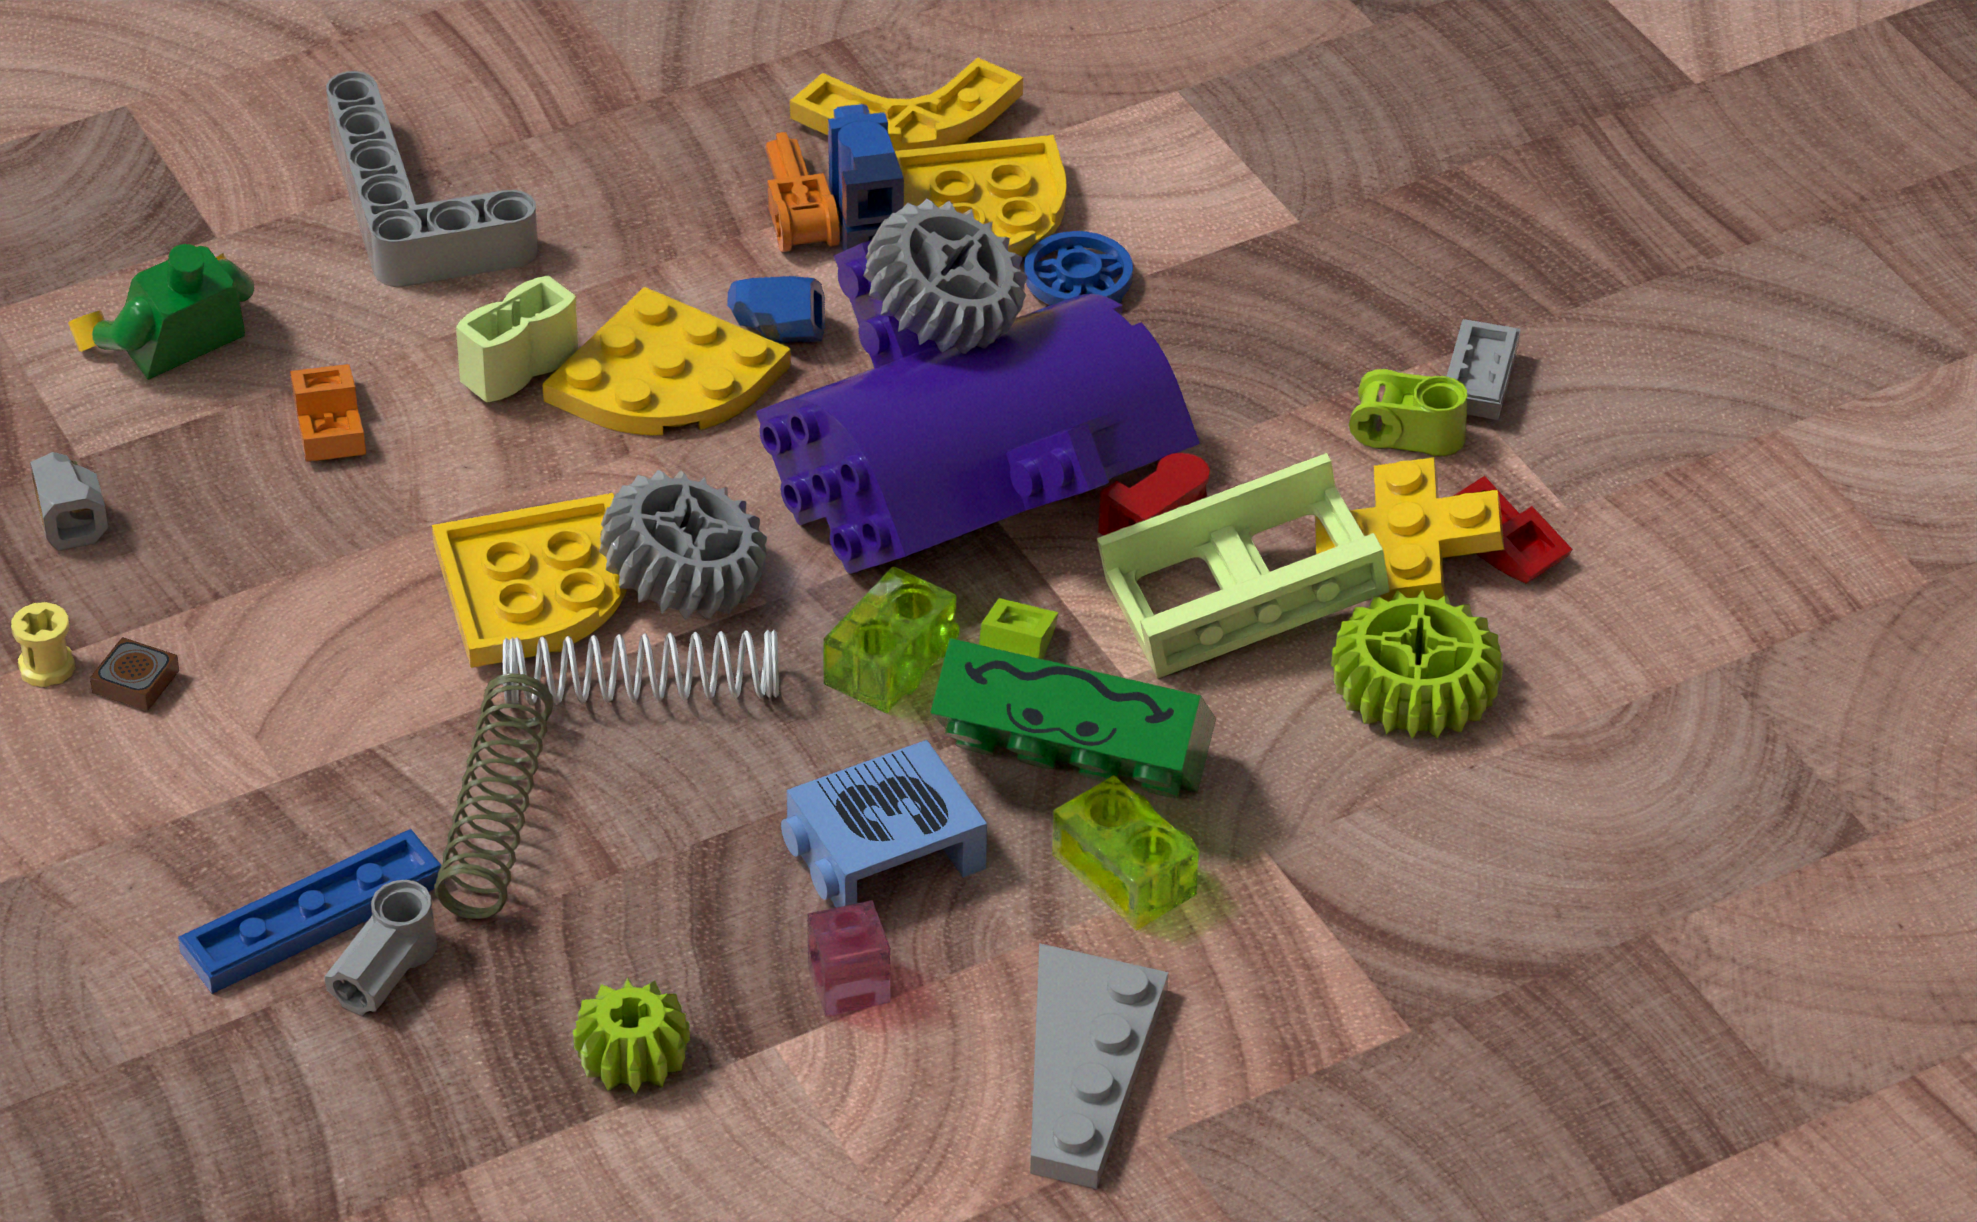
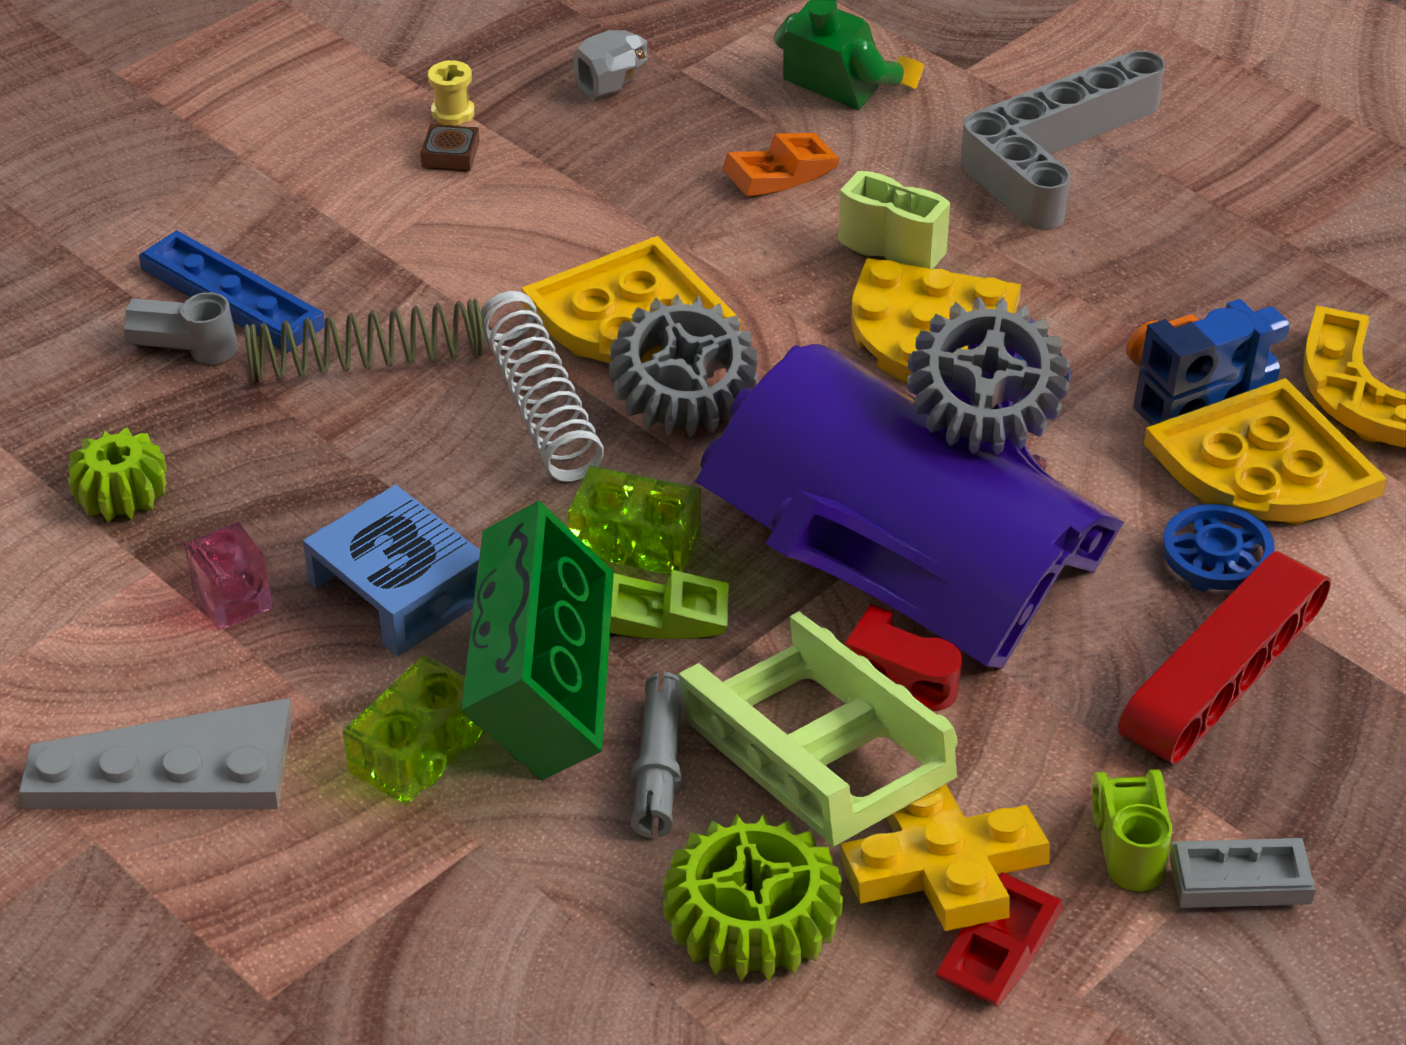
camera: 75 degrees right, 0 degrees up
(1231, 302) = (1224, 657): none -> red beam
(1235, 697) = (656, 771): none -> light grey pin

